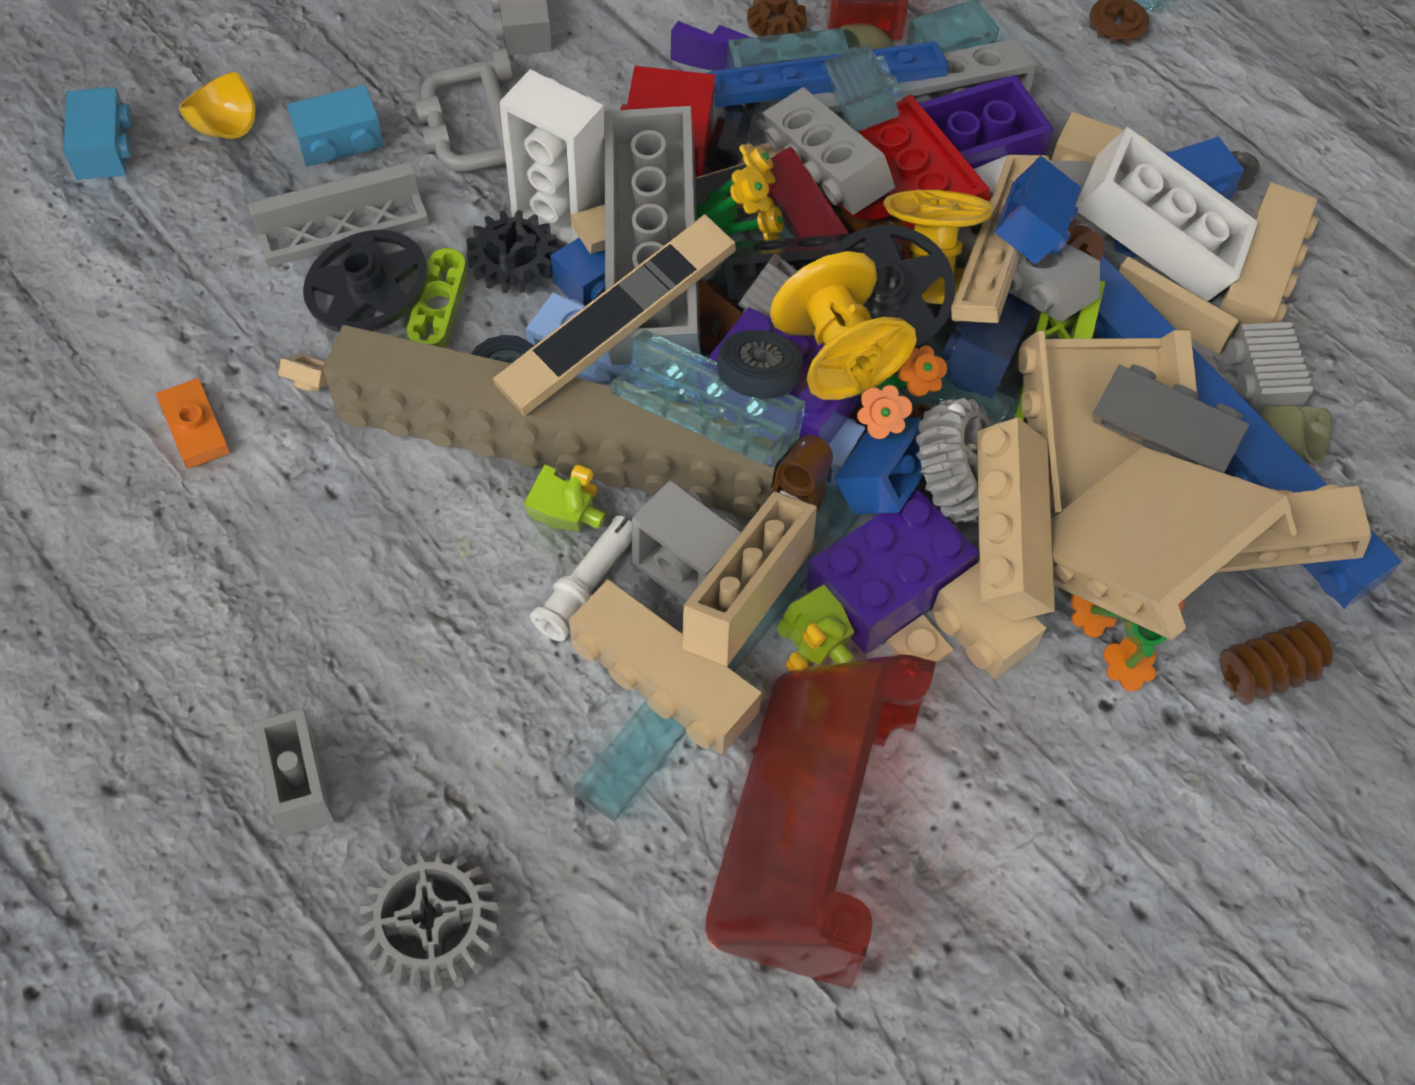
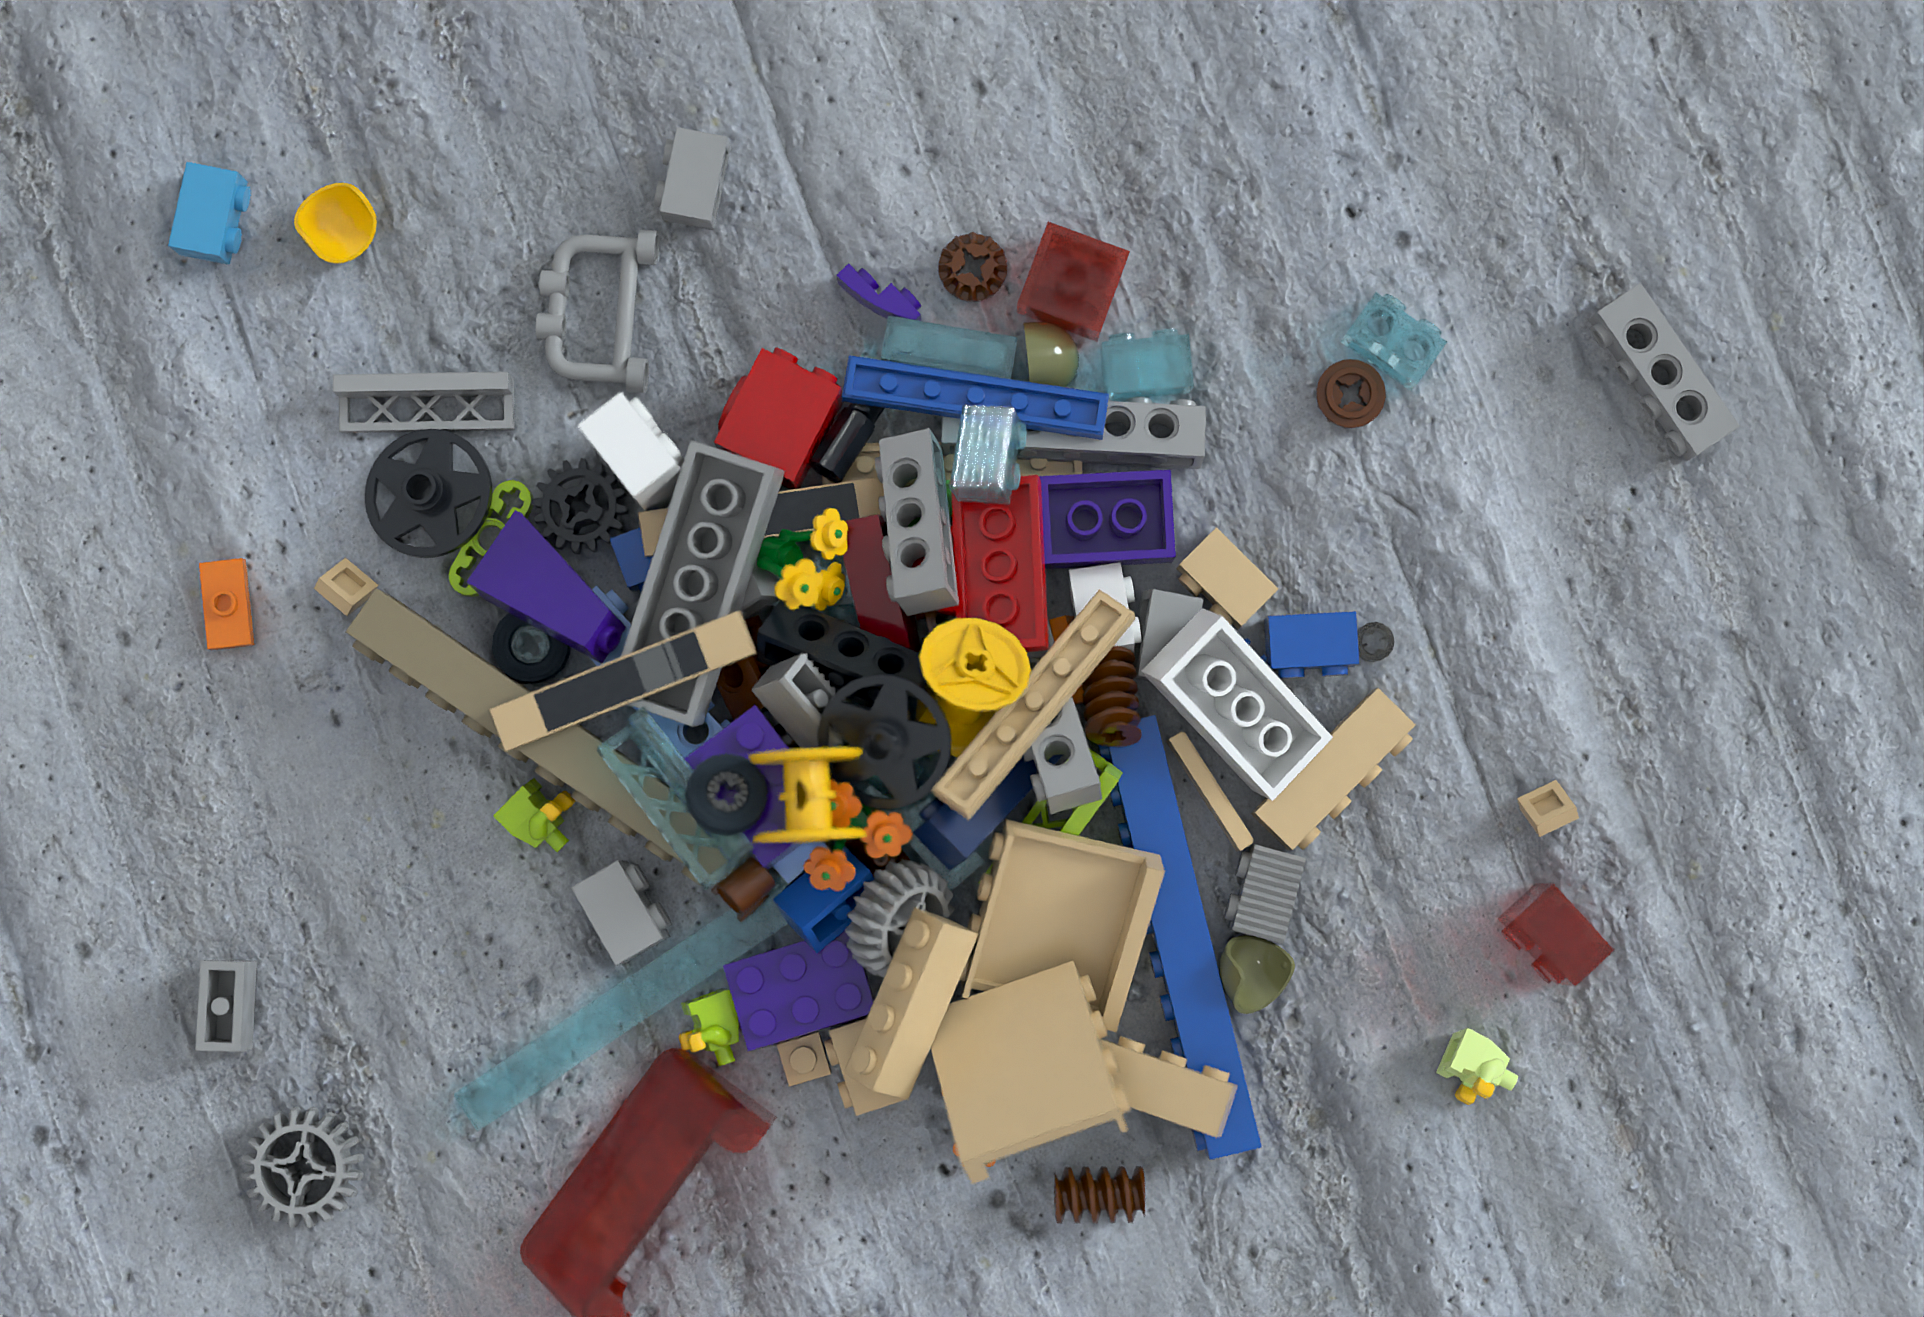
camera: 20 degrees right, 25 degrees up
(335, 125) = (451, 282): dark azure brick -> none
(505, 302) = (541, 588): none -> dark purple slope
(576, 589) = (514, 908): white pin -> none
(649, 657) = (559, 1022): tan brick -> none
(748, 578) = (655, 978): tan brick -> none
(1039, 211) = (1066, 707): blue brick -> none
(1169, 419) = (1101, 955): dark grey brick -> none

